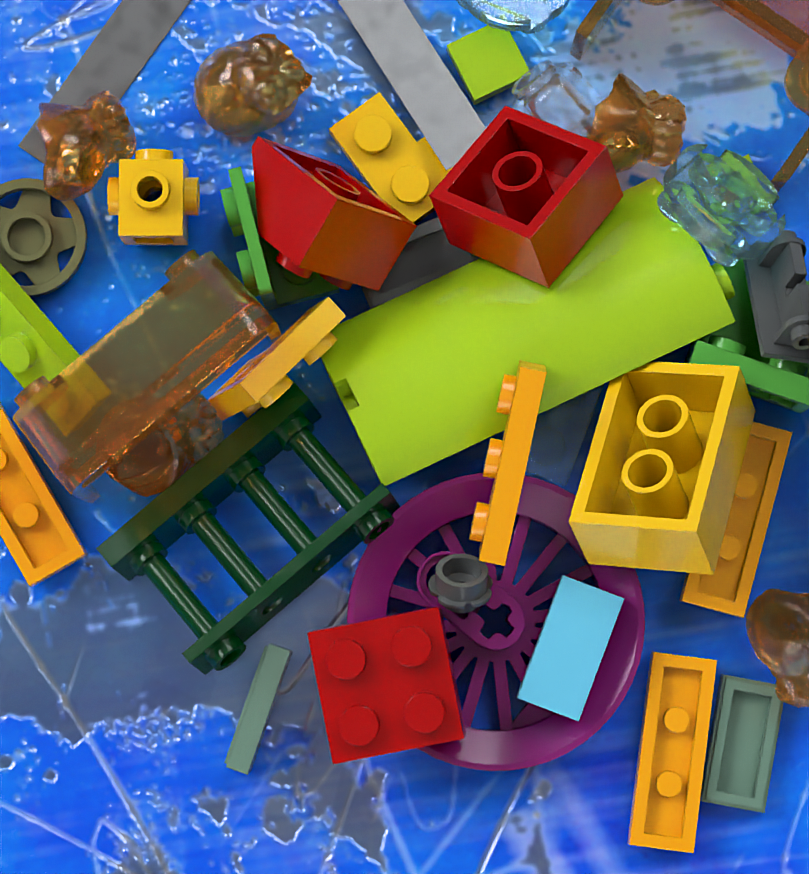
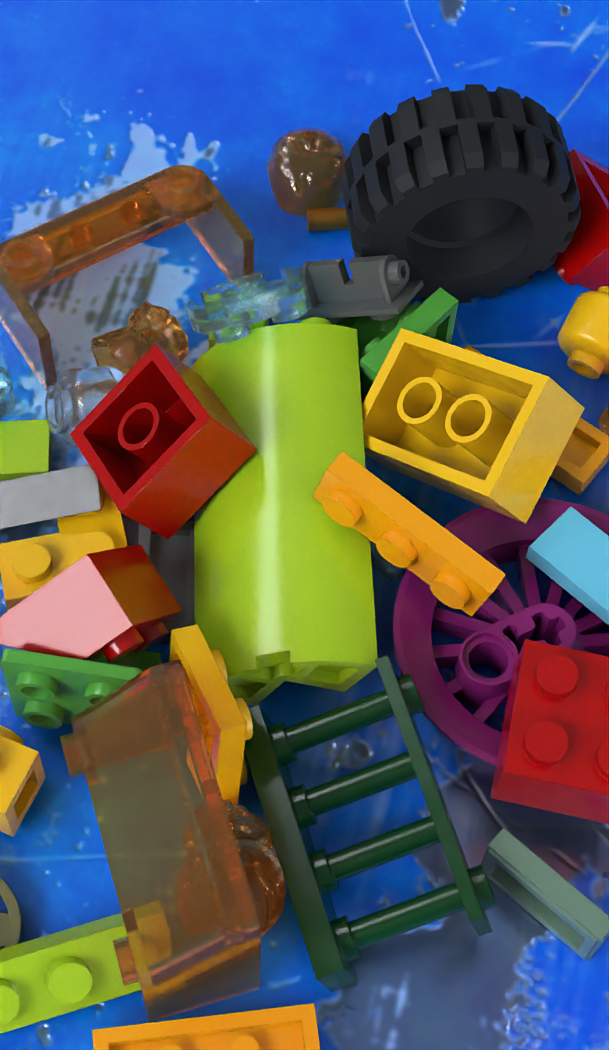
camera: 70 degrees left, 25 degrees down
(461, 583) = (501, 631): dark grey plate -> none

